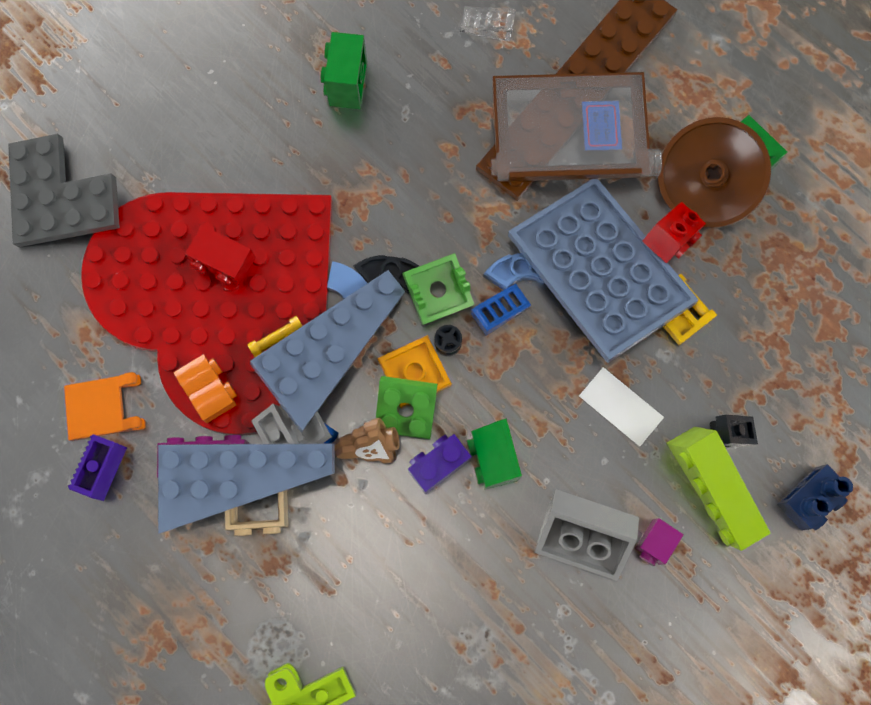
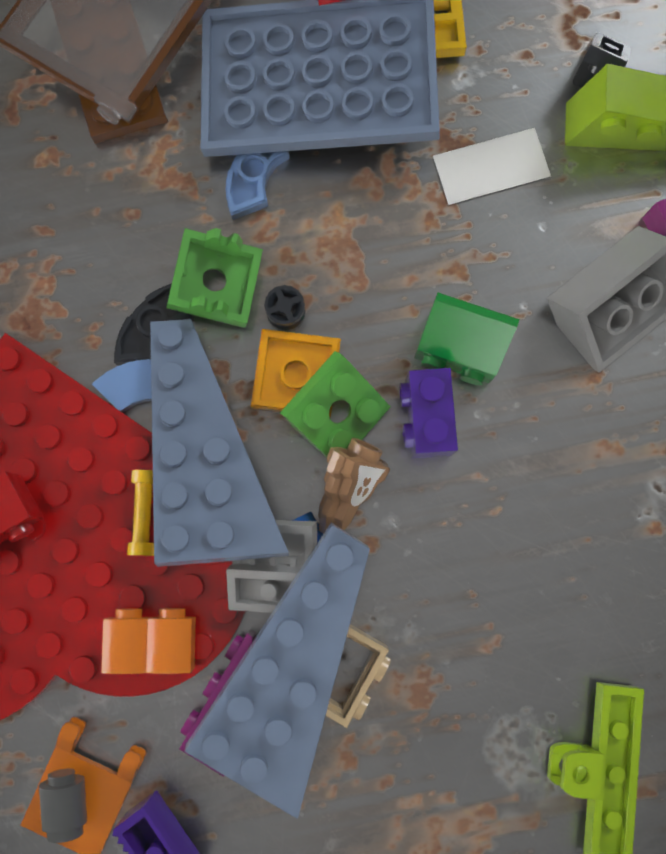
camera: 55 degrees left, 5 degrees up
(89, 400) = (63, 805): none -> dark grey brick
(483, 322) = (292, 252): blue slope -> none

